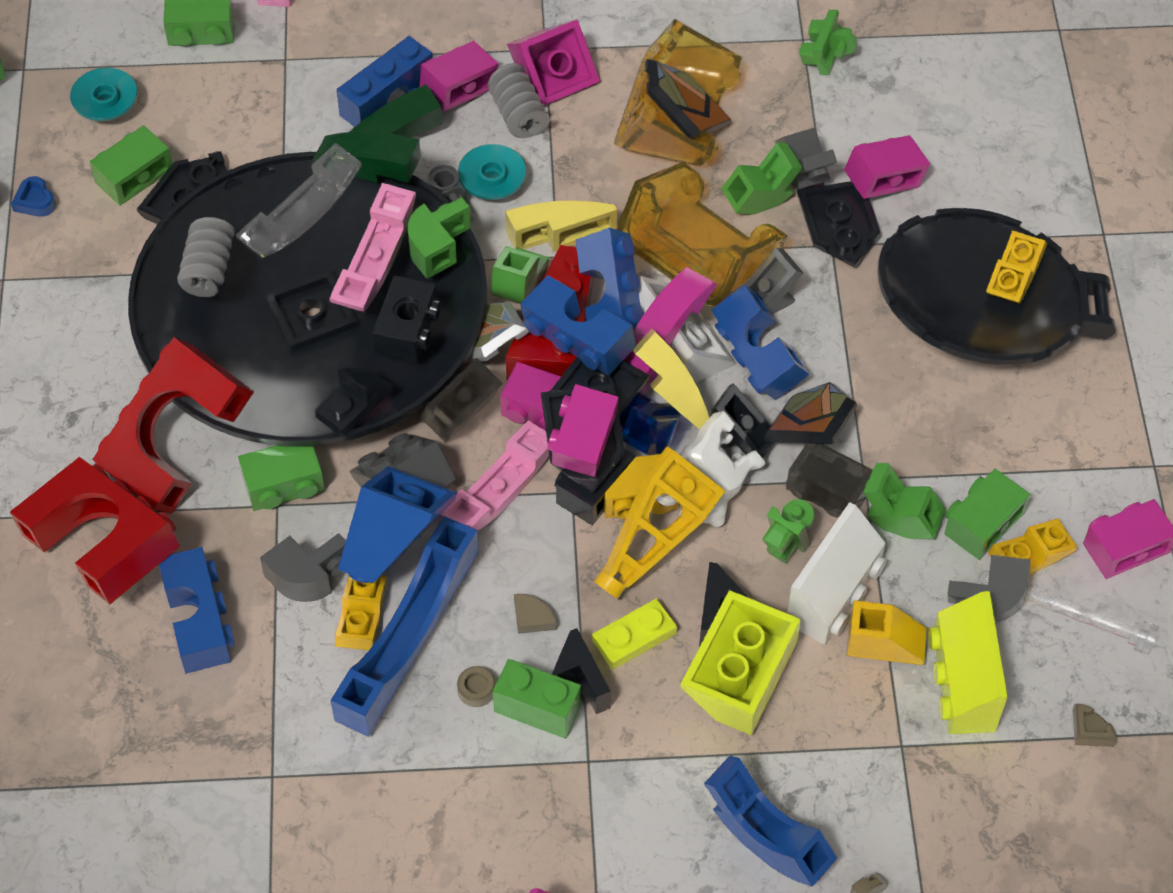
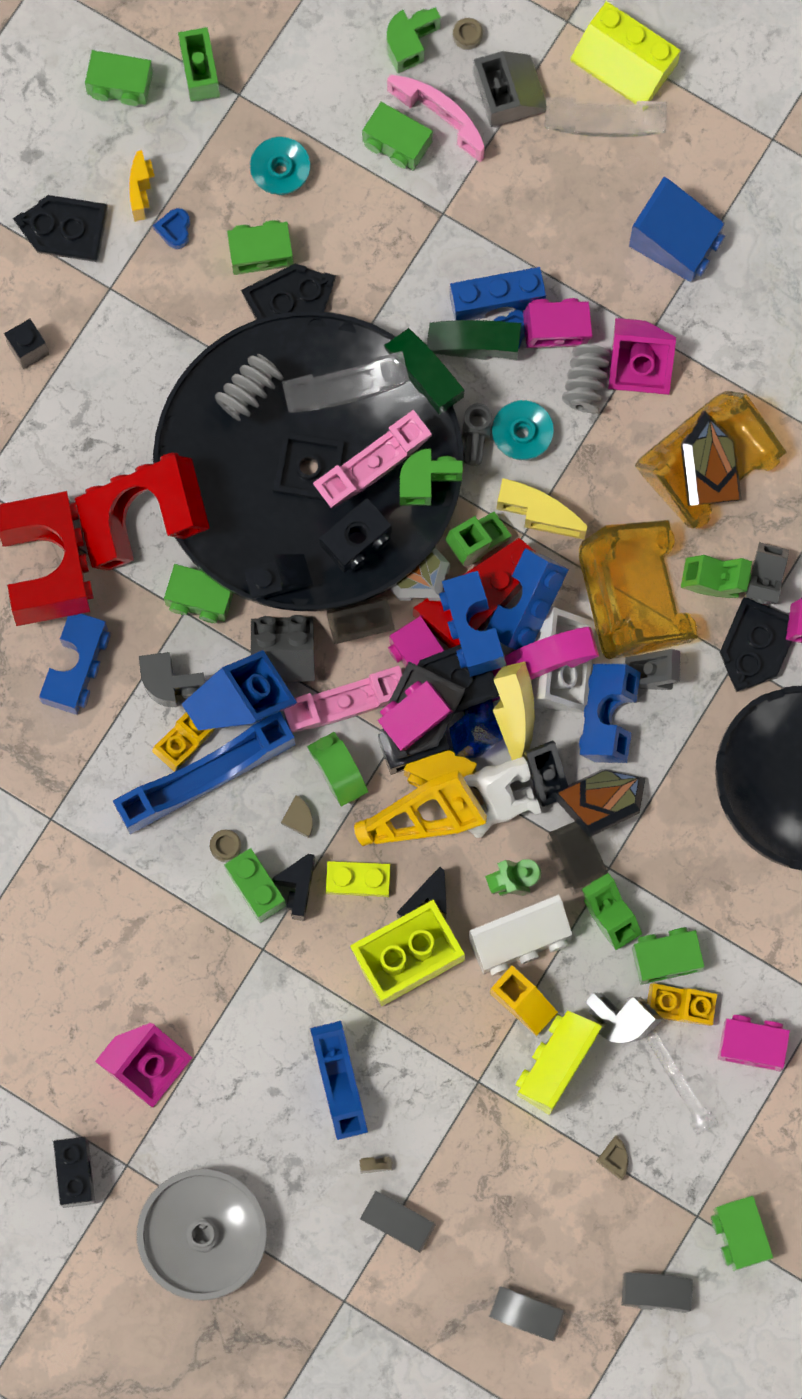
camera: 35 degrees right, 20 degrees up
(542, 539) = (338, 768): none -> bright green brick

